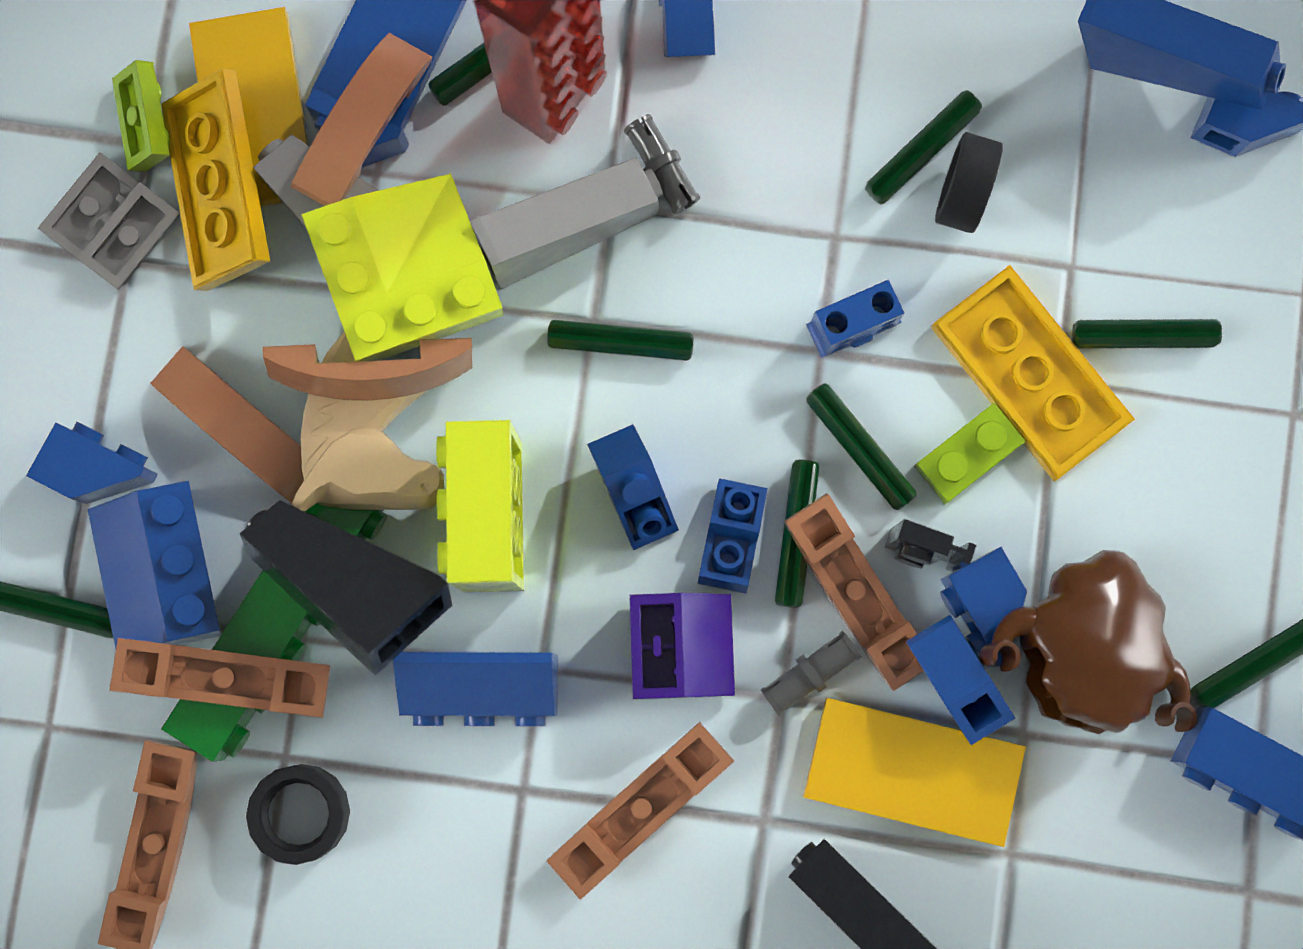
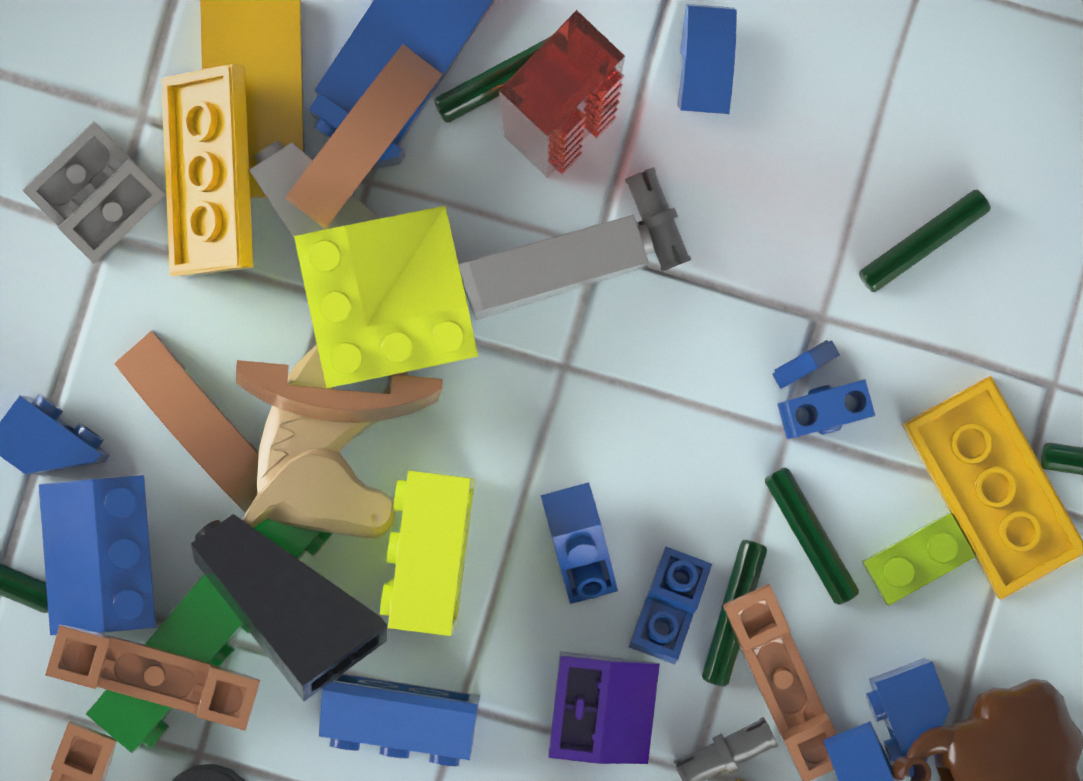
camera: 10 degrees right, 5 degrees up
(140, 116) = (140, 90): lime plate -> none
(620, 340) = (589, 392): dark green axle -> none
(827, 280) = (805, 363): none -> blue tile
(923, 545) = (855, 651): black plate -> none
(969, 182) = (962, 290): black tyre -> none

